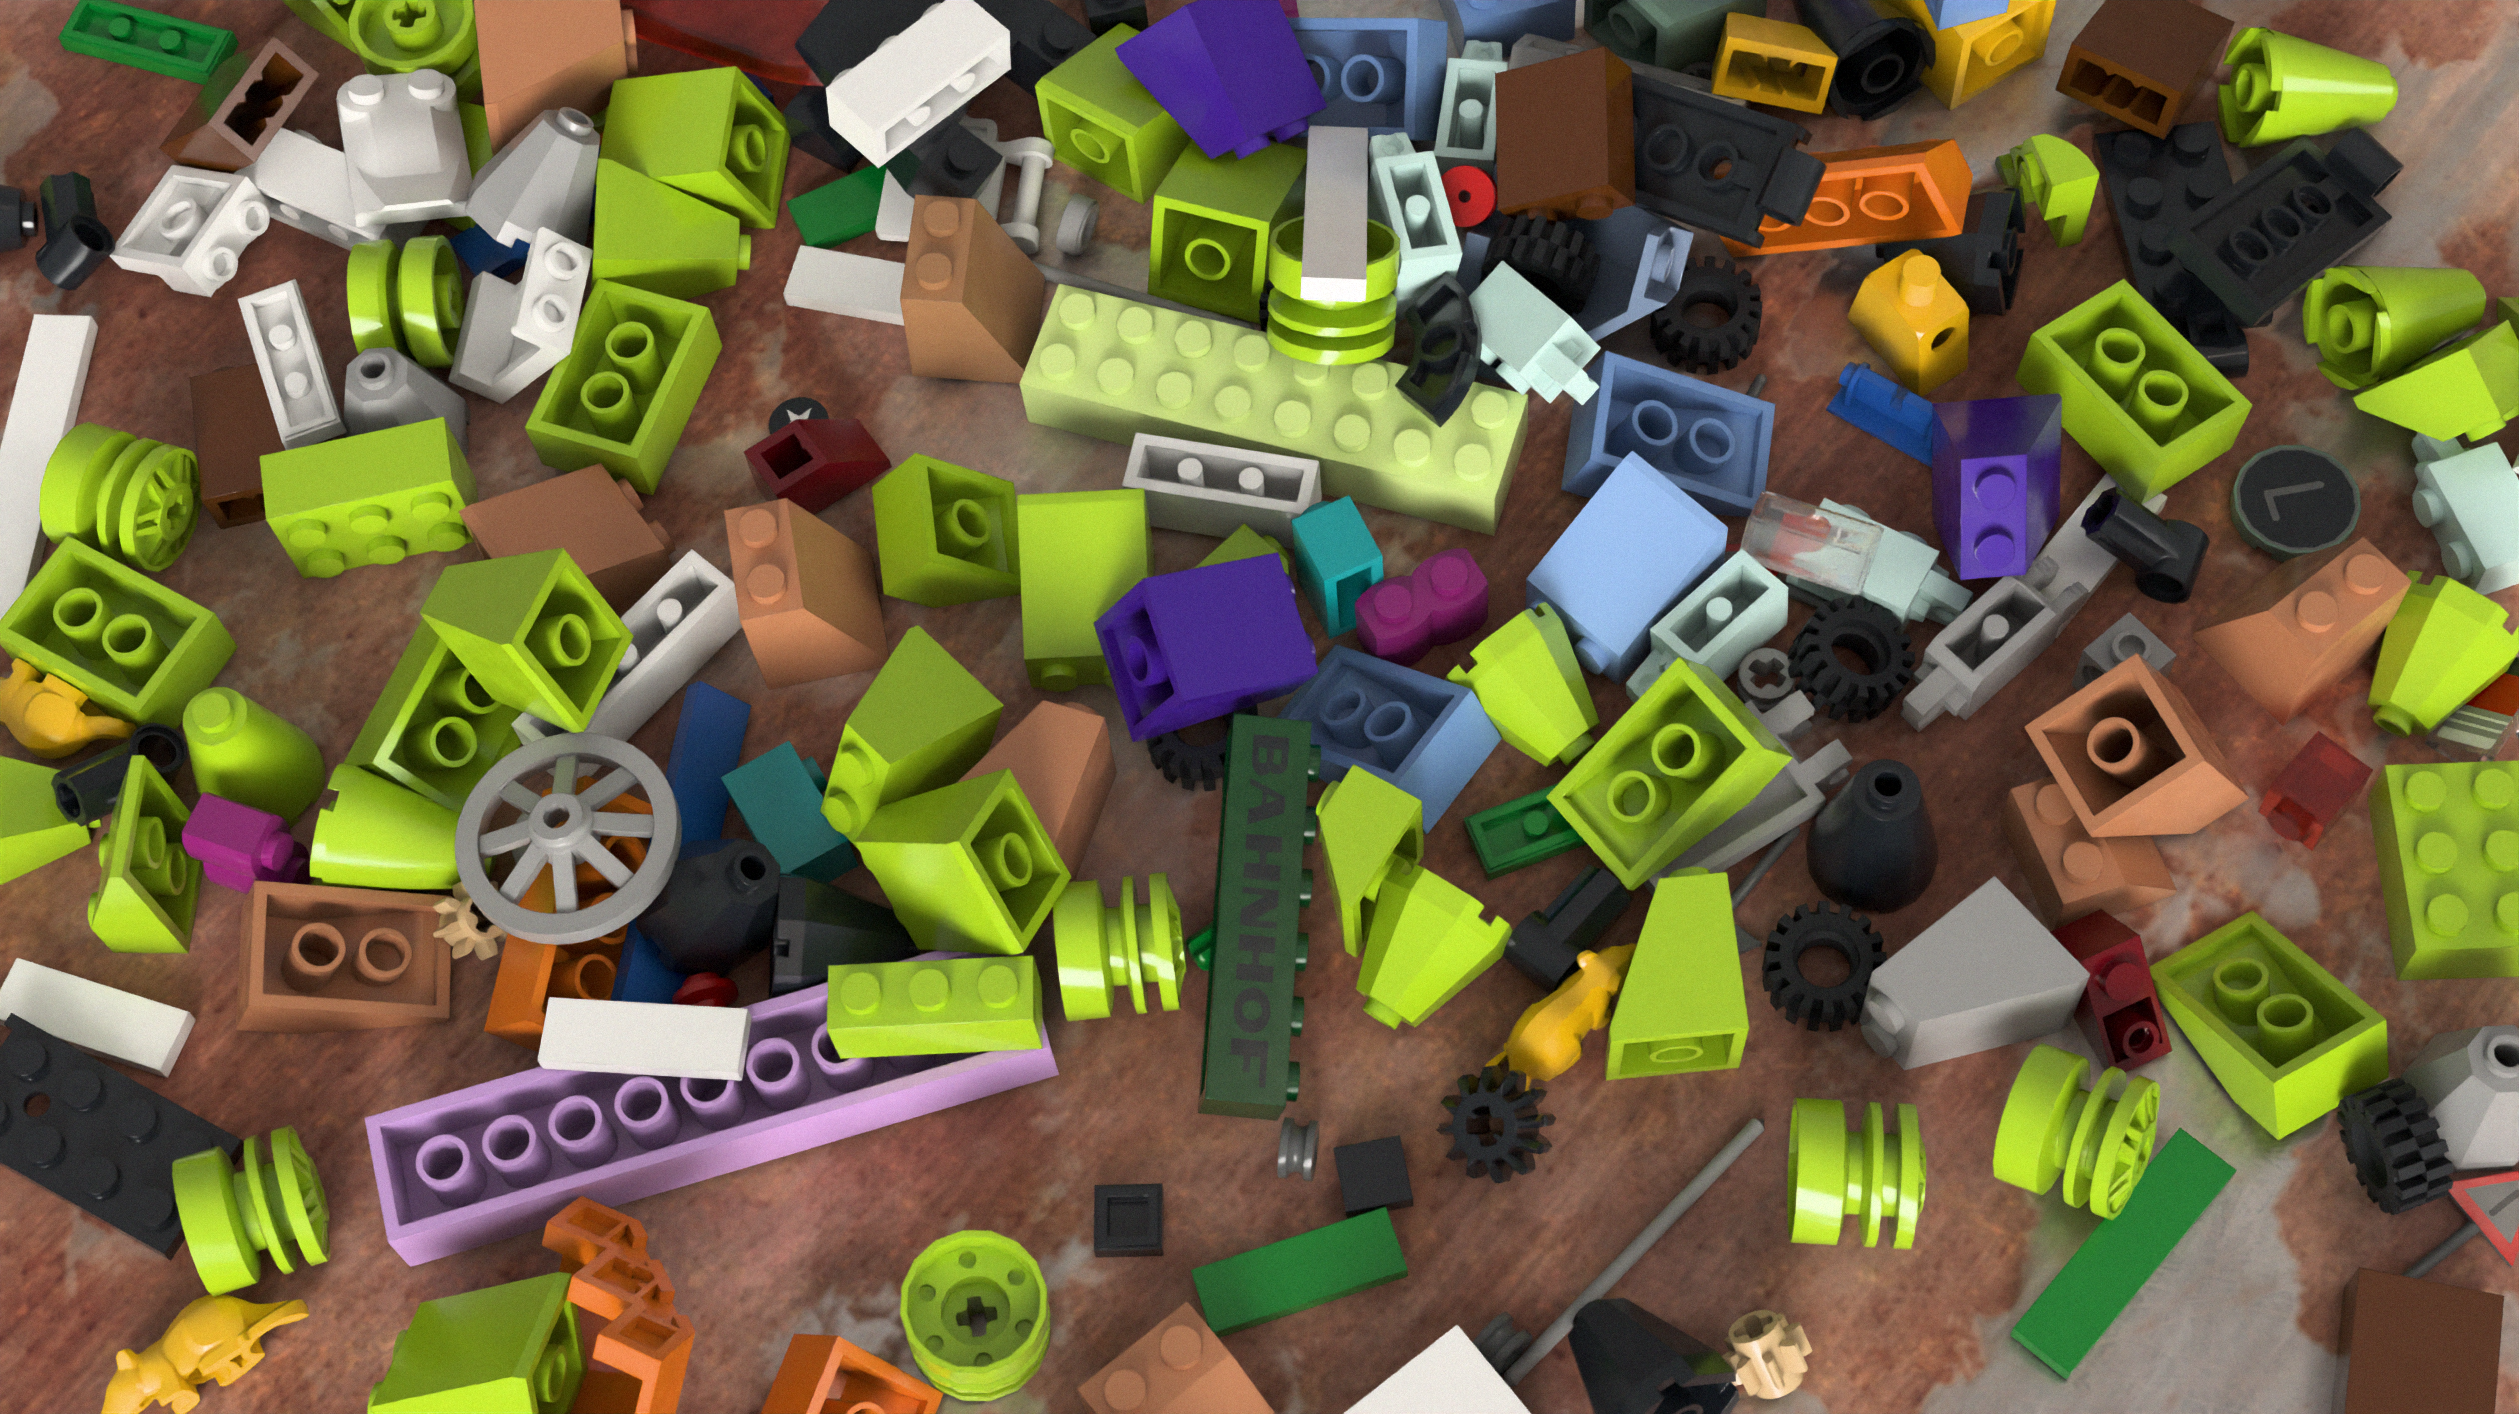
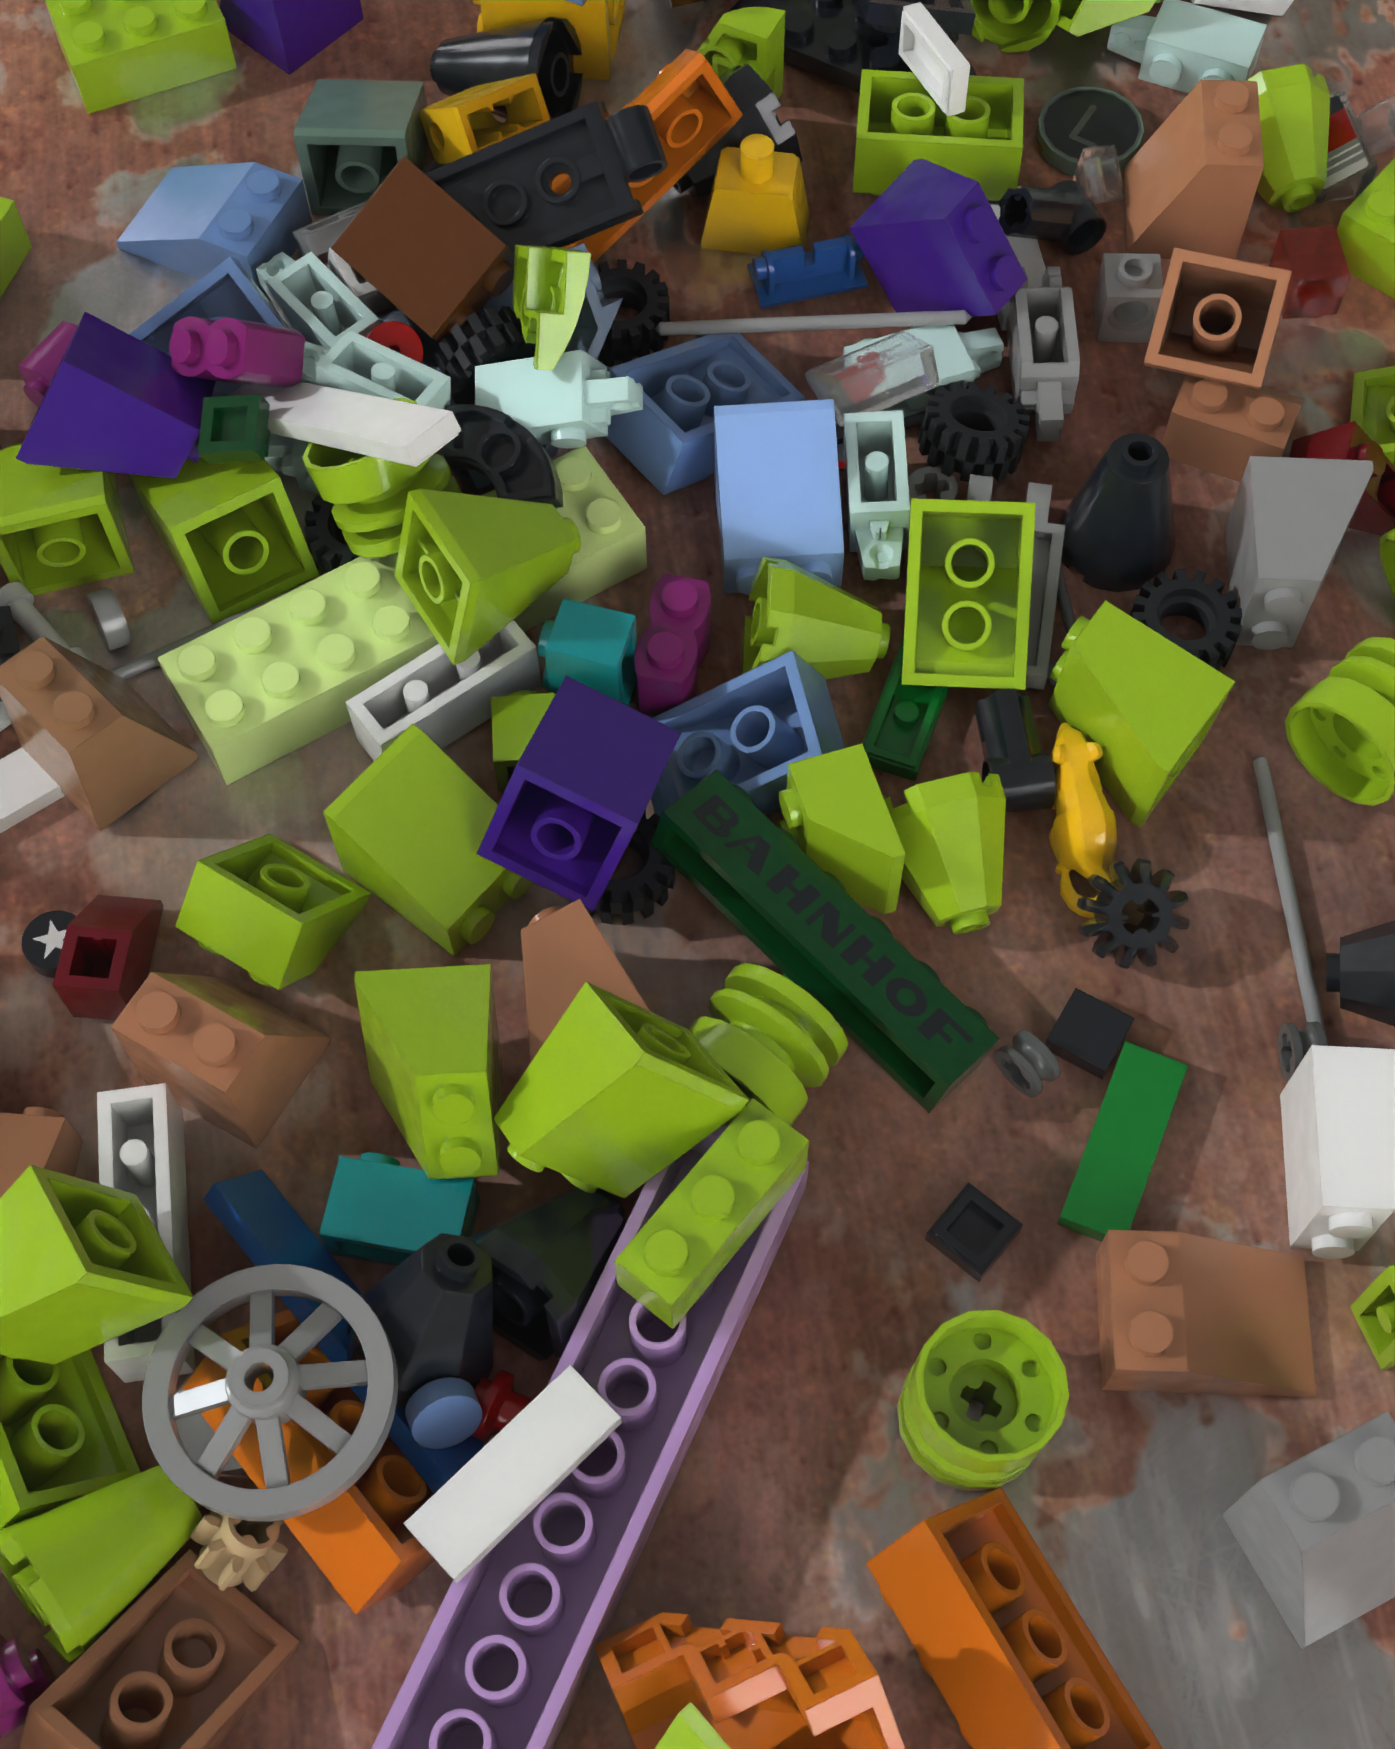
camera: 55 degrees left, 0 degrees up
(659, 964) = (443, 1413): none -> medium blue tile
(1273, 159) = (234, 429): none -> dark green tile
(1327, 418) = (479, 562): none -> lime slope
(1340, 98) = (237, 351): none -> magenta brick
(1603, 242) = (549, 298): none -> lime slope
(1828, 458) = (817, 322): none -> light grey axle
(2173, 320) = (934, 59): none -> white tile
(2241, 548) = (1100, 174): none -> clear slope

